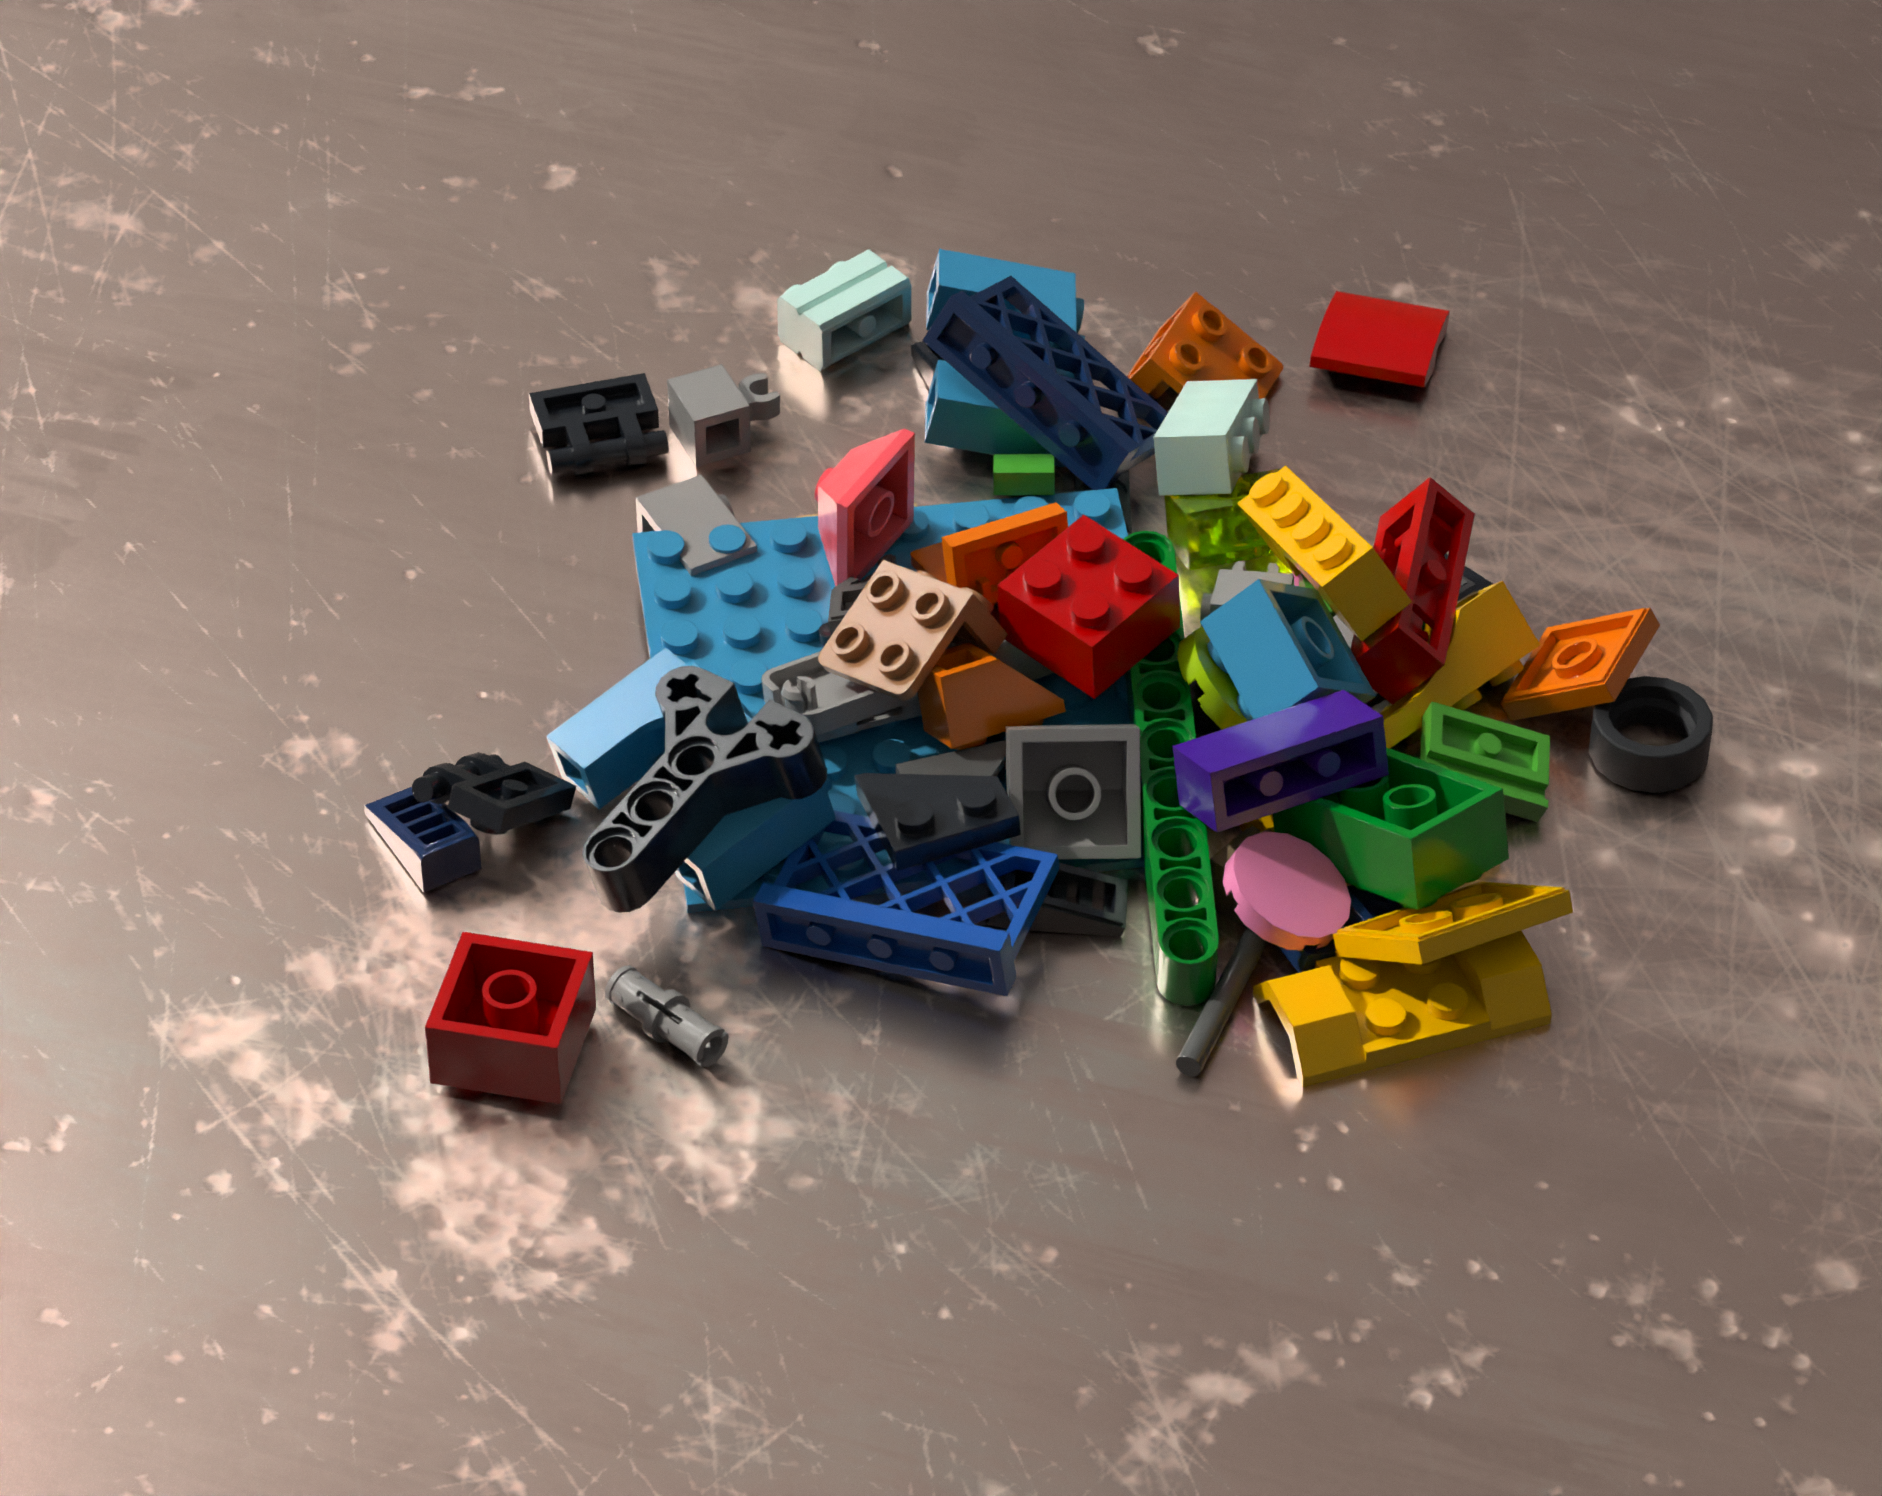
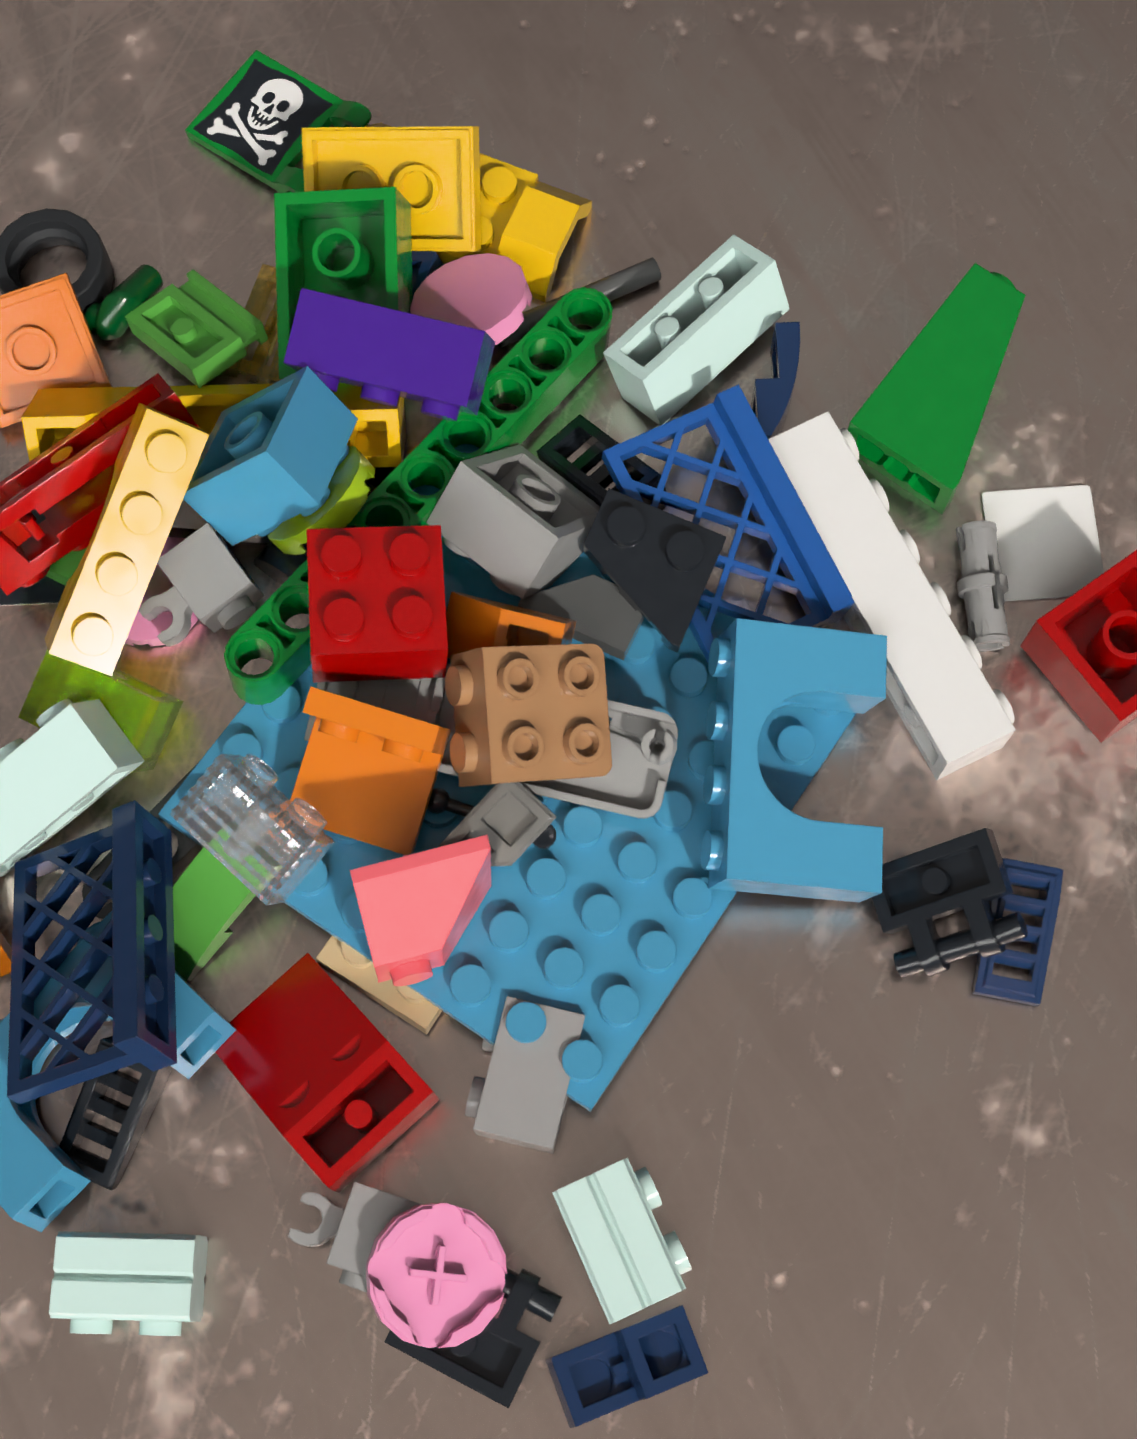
camera: 135 degrees left, 30 degrees up
(475, 467) = (626, 1366): none -> dark blue slope
(542, 504) = (621, 1240): none -> light aqua brick
(643, 399) = (436, 1275): none -> bright pink tile
(647, 1100) = (1045, 540): none -> white sticker
(708, 770) = (803, 657): black beam -> none
(755, 956) = (929, 667): none -> white brick
(810, 426) = (324, 1073): none -> red slope
(840, 1115) = (933, 399): none -> green slope
(983, 1039) = (773, 395): none -> dark blue slope
(1025, 476) = (254, 826): none -> clear brick
(1088, 1006) = (697, 329): none -> light aqua brick
(1566, 752) = (108, 317): none -> dark green arm
(1634, 957) = (261, 119): none -> flag

